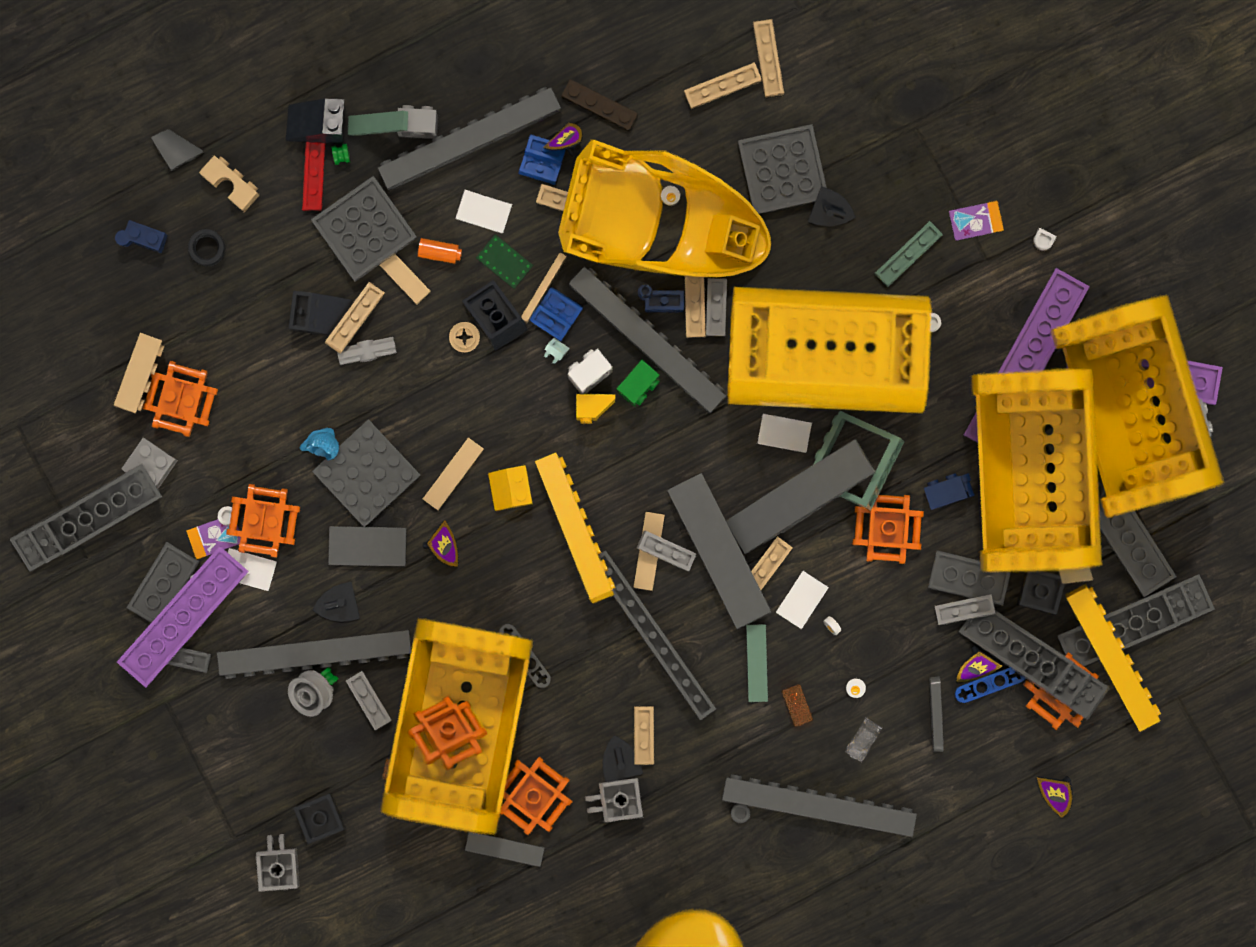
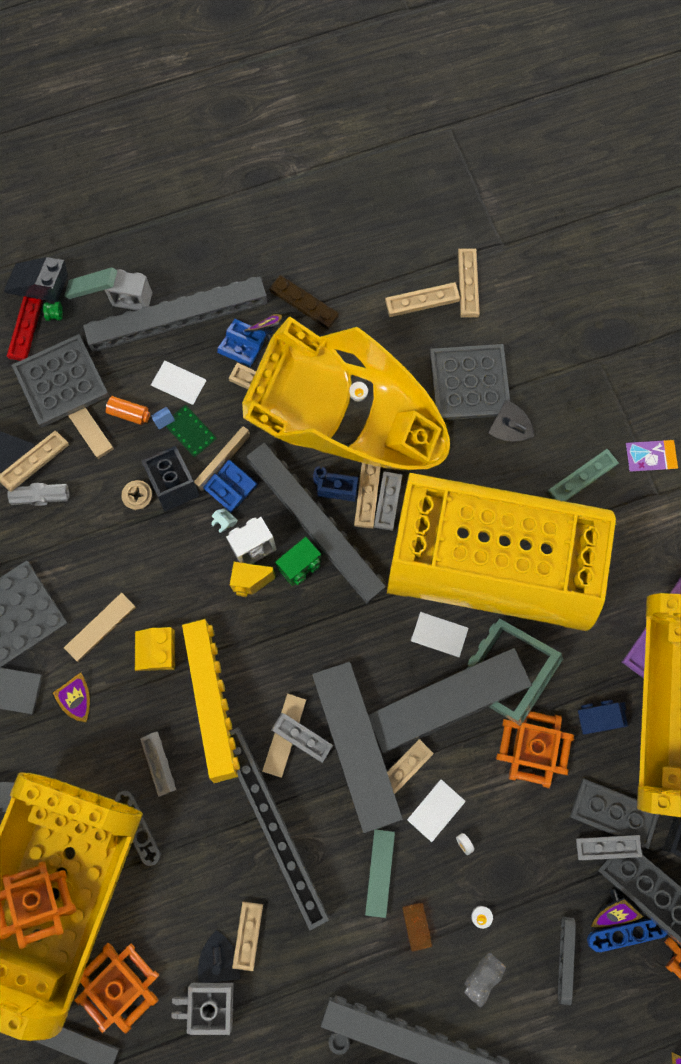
camera: 10 degrees right, 10 degrees down
(474, 252) = (162, 418): none -> medium blue slope
(534, 595) = (158, 764): none -> light grey plate

